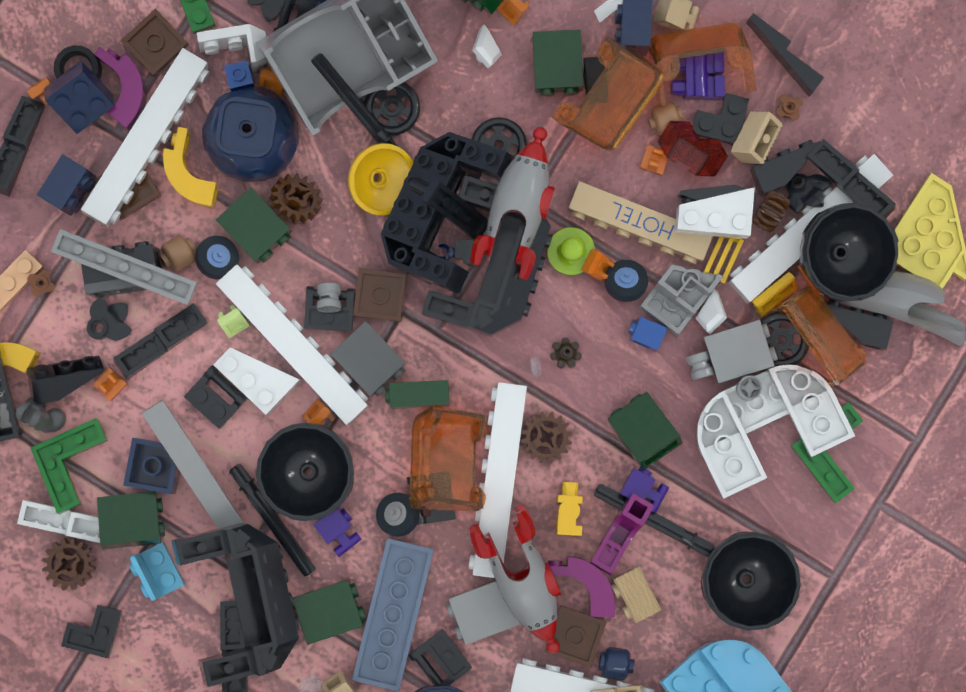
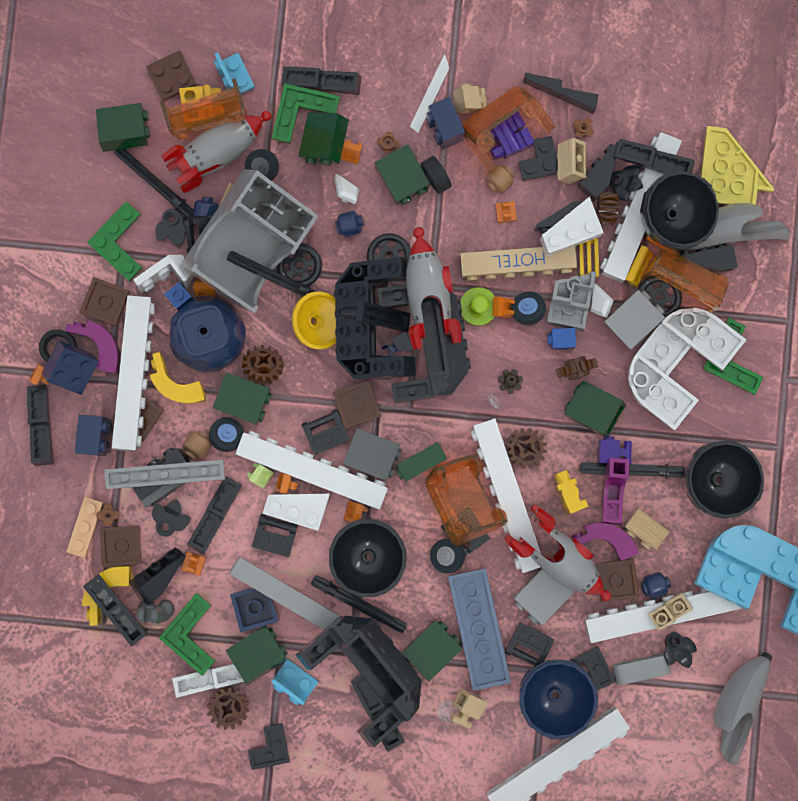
camera: 30 degrees left, 0 degrees up
(38, 324) = (120, 546): none -> reddish brown plate
(255, 344) = (284, 483): none -> orange tile
(329, 297) = (322, 424): light grey wheel -> none
(334, 527) = (407, 587): dark purple brick -> none
(471, 88) = (349, 224): none -> dark blue head
(559, 11) = (388, 137): none -> dark orange plate
(614, 98) = (458, 181): clear orange windscreen -> none
(647, 374) = (577, 368): none -> reddish brown gear
(683, 144) = (521, 190): clear red brick -> none
(700, 365) = (612, 345): light grey wheel -> none
(749, 388) = (655, 339): light grey wheel -> none

